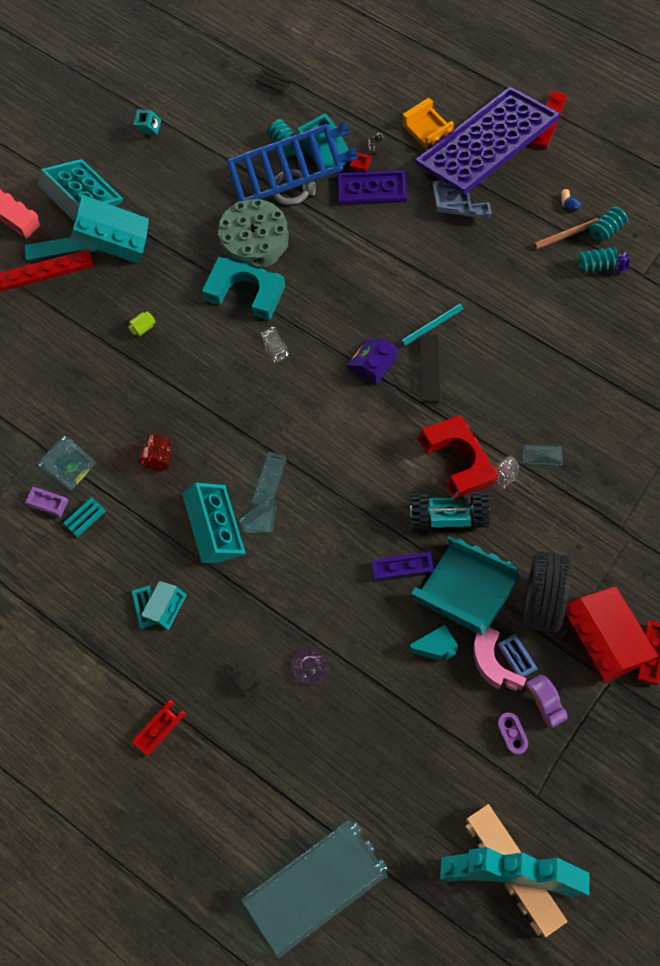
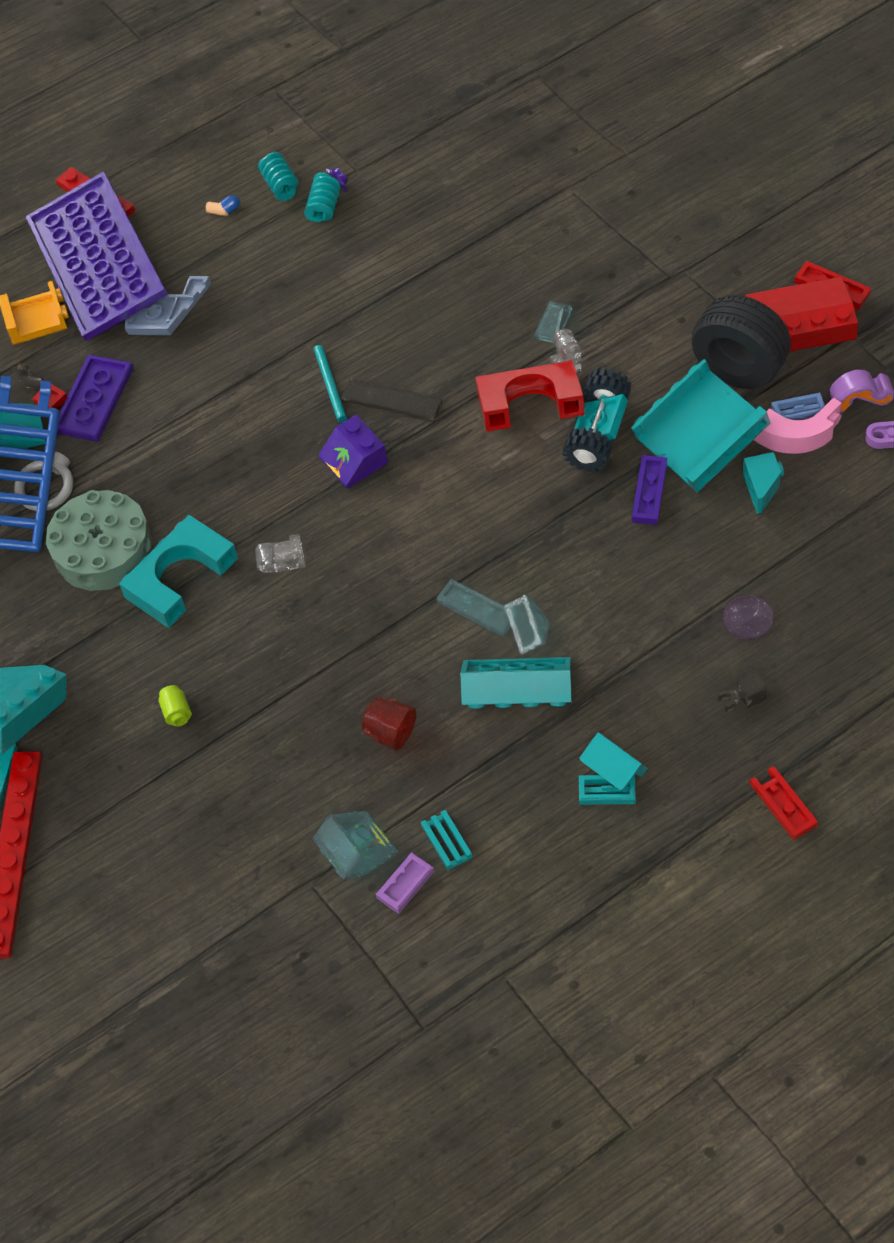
camera: 70 degrees left, 10 degrees down
(564, 234) = (267, 221): nougat bar -> none

